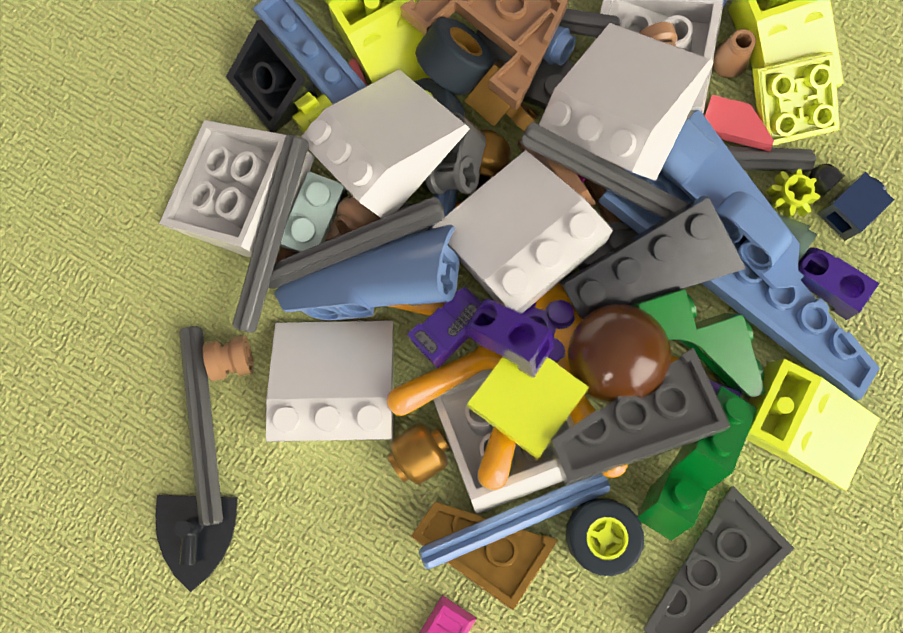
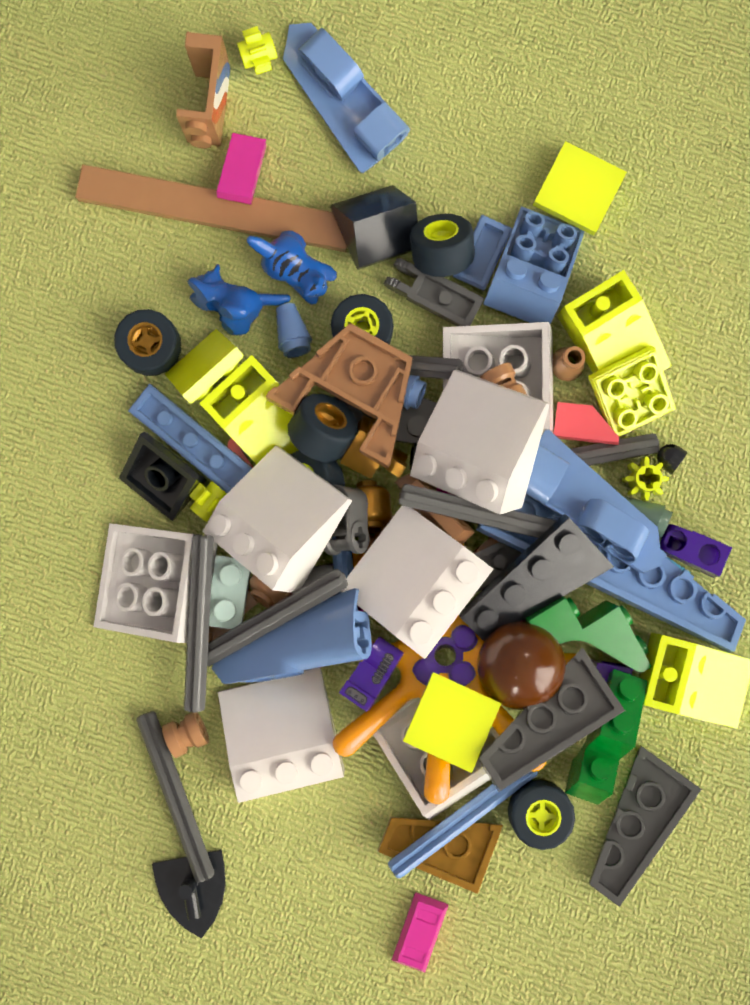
camera: 20 degrees left, 5 degrees up
(419, 453) = (369, 780): pearl gold head -> none
(511, 335) = (426, 677): dark purple leg -> none
(856, 206) = (702, 477): dark blue brick -> none

